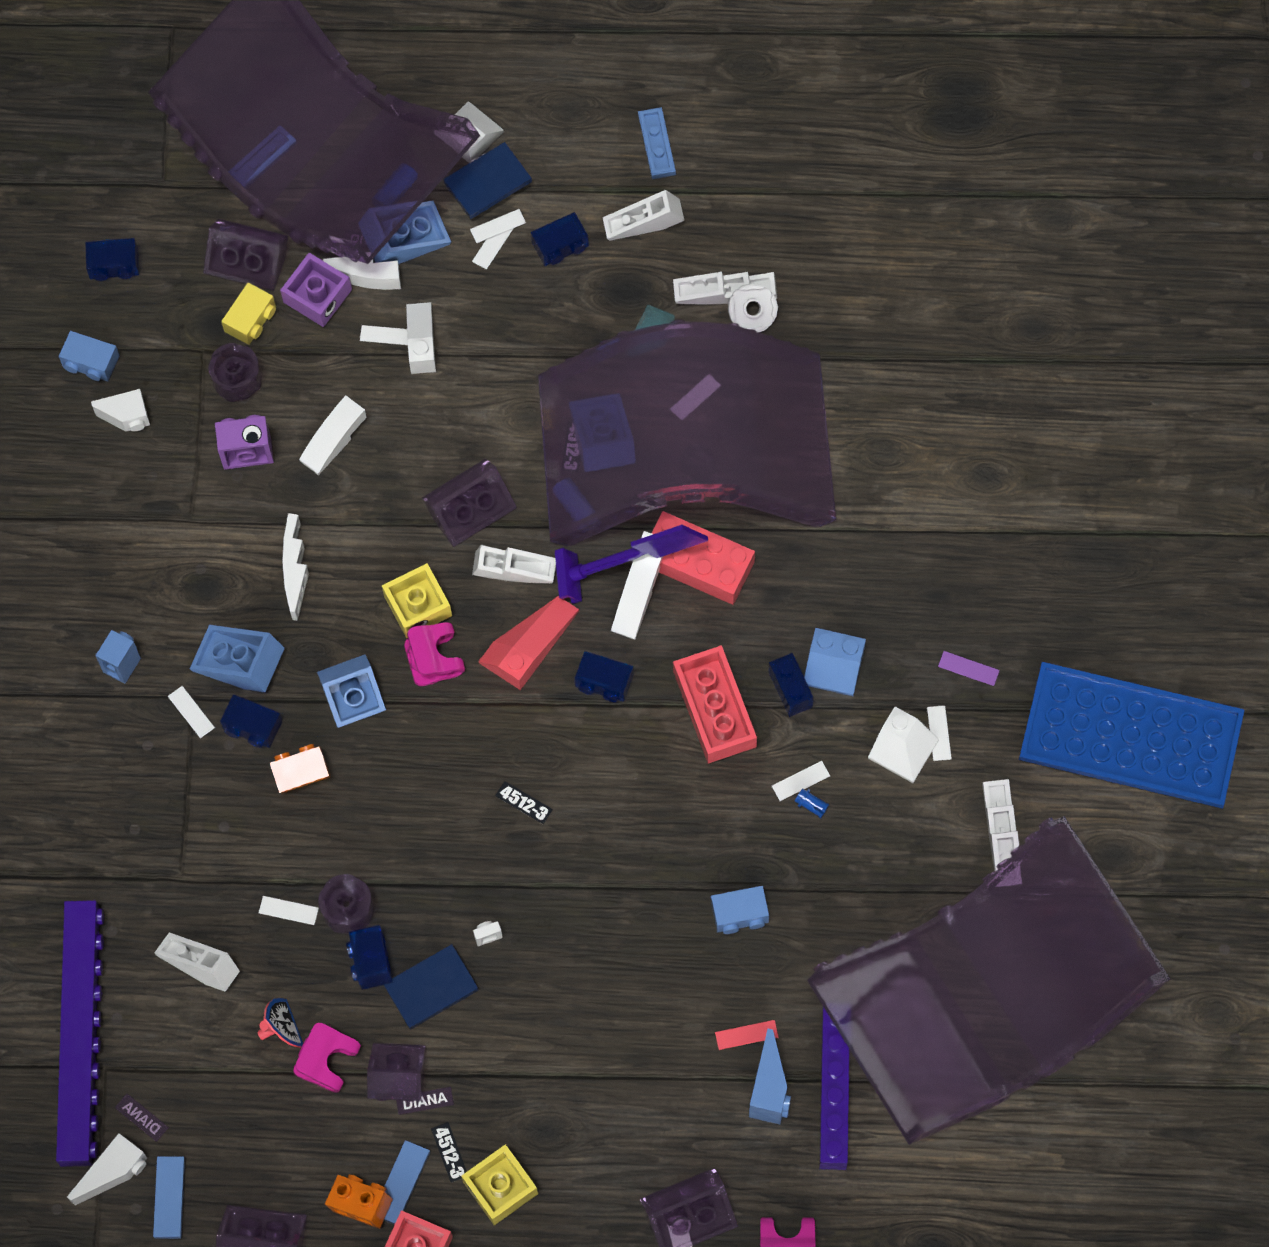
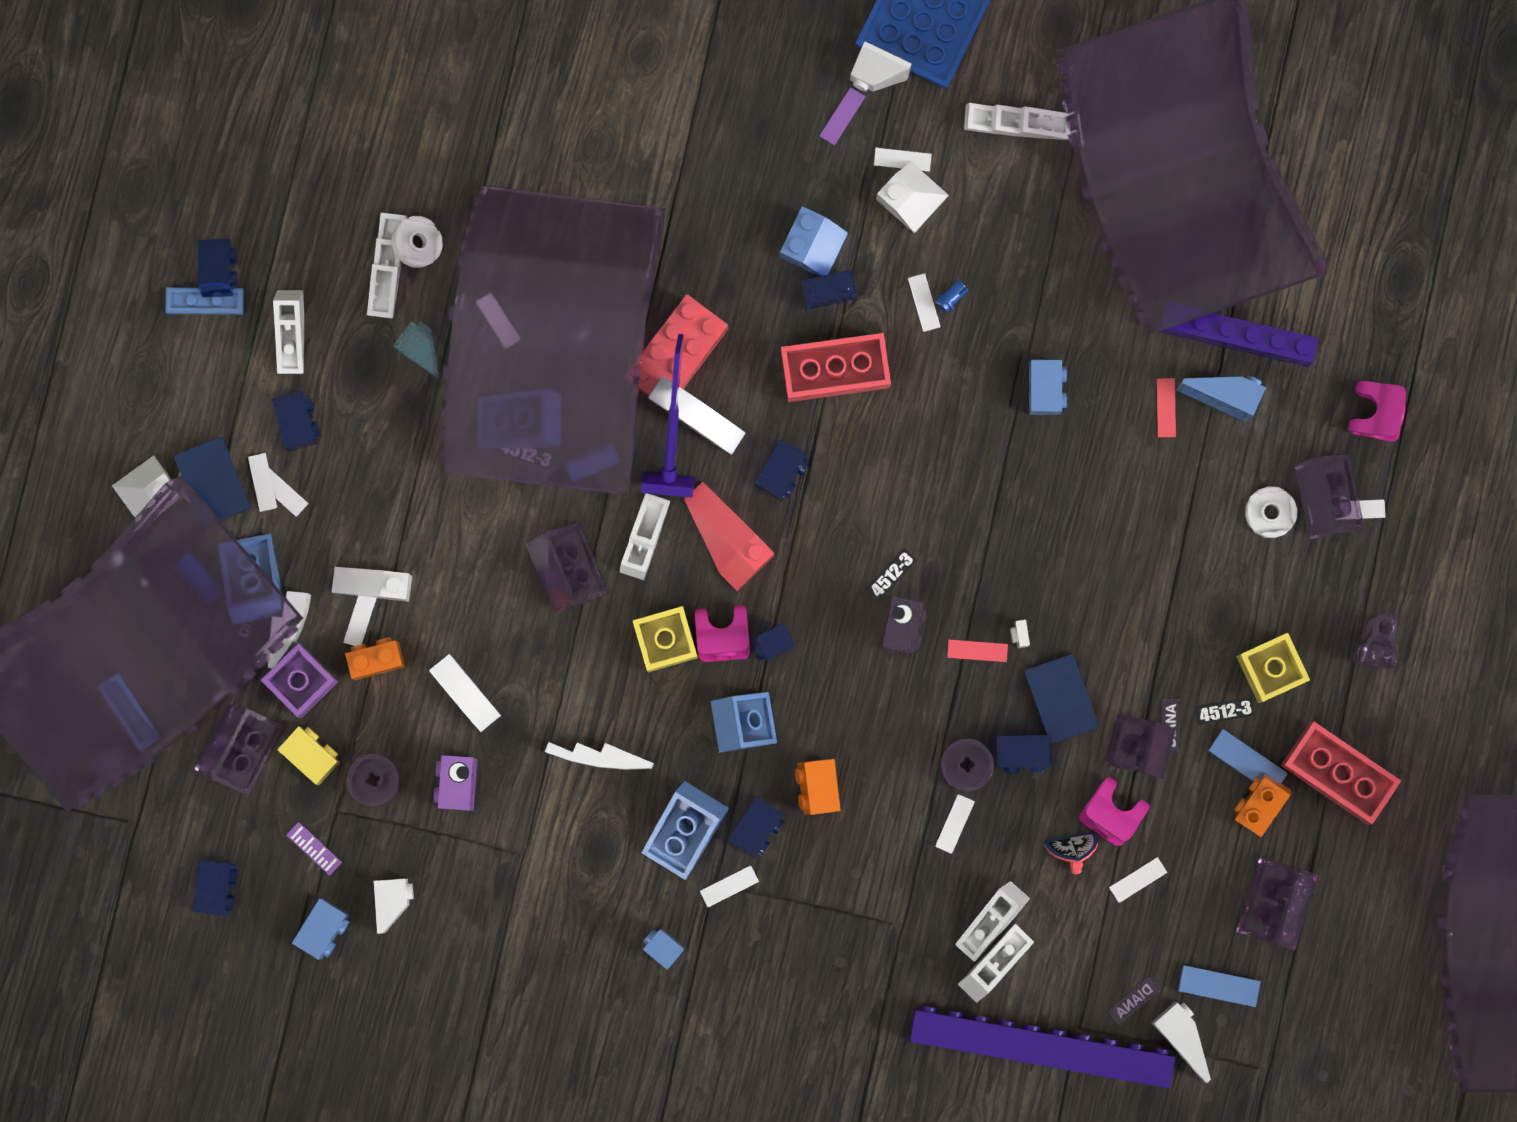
camera: 80 degrees left, 15 degrees up
(156, 972) = (995, 963): none -> white slope
(164, 339) = (314, 848): none -> medium lavender sticker
(263, 1098) = (1138, 880): none -> white sticker
(348, 351) = (374, 660): none -> orange brick
(431, 699) = (773, 643): none -> clear blue brick
(464, 899) = (977, 650): none -> coral sticker
(470, 815) = (902, 626): none -> clear purple brick
(661, 1174) = (1271, 527): none -> white tile
(687, 142) = (216, 268): none -> clear blue brick
(1018, 684) = (878, 69): none -> white slope

